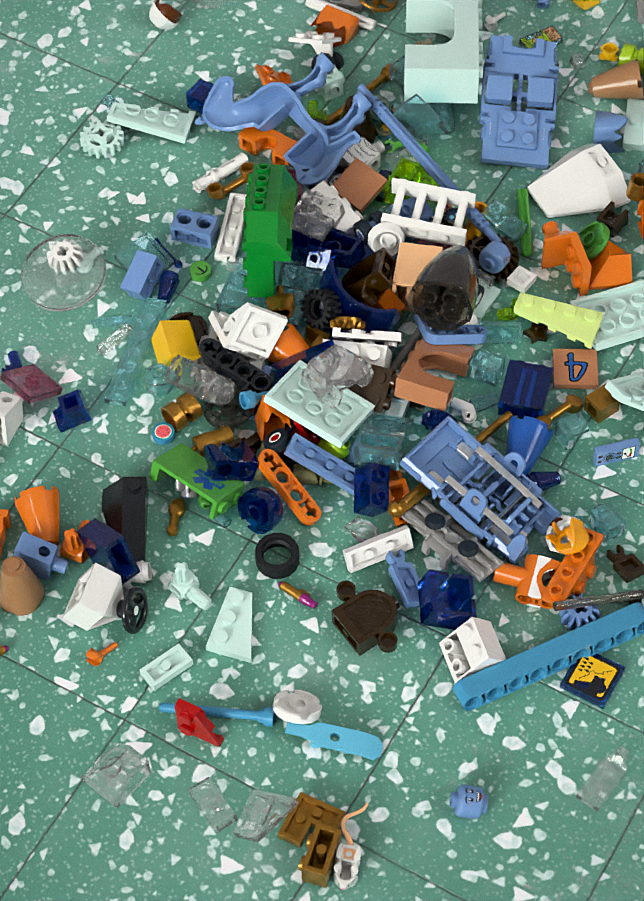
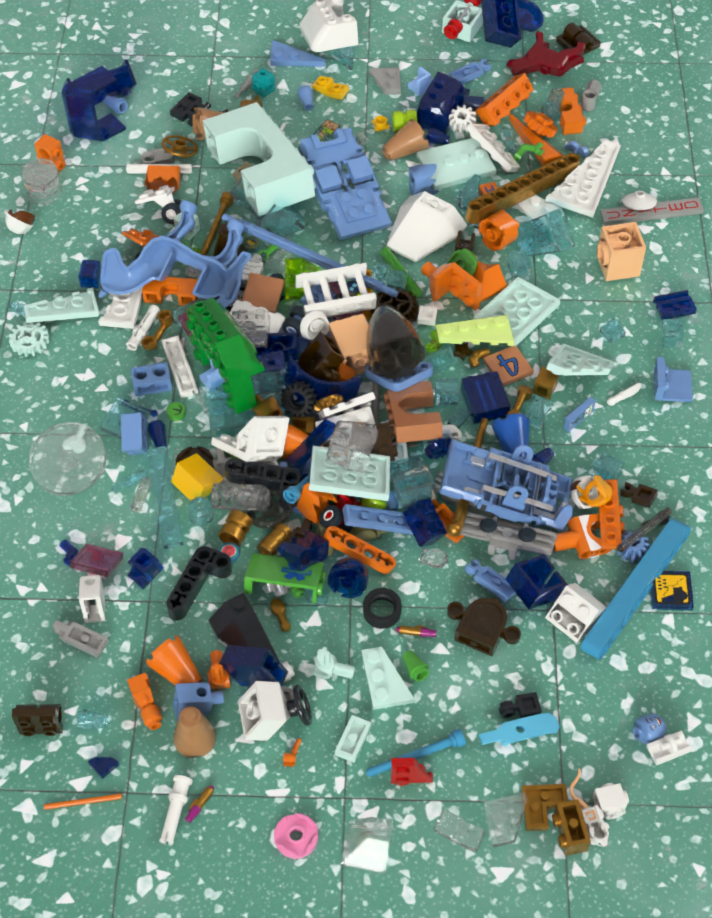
camera: 30 degrees left, 0 degrees up
(58, 743) = (299, 848): none -> bright pink tile
(65, 256) = (58, 446): white gear -> none
(85, 459) = (195, 583): none -> black beam
(211, 147) = (123, 310): none -> white wing
(273, 628) = (416, 667): none -> bright green cone
(297, 707) = (476, 719): white tile -> none
(358, 718) = (526, 705): none -> black plate
(376, 548) = (455, 566): white plate -> none
(380, 851) = (611, 800): none -> white brick
(475, 829) = (668, 747): none -> white hips
(494, 257) = (405, 304): medium blue head -> none
(547, 343) = (479, 354): none -> pearl gold arm

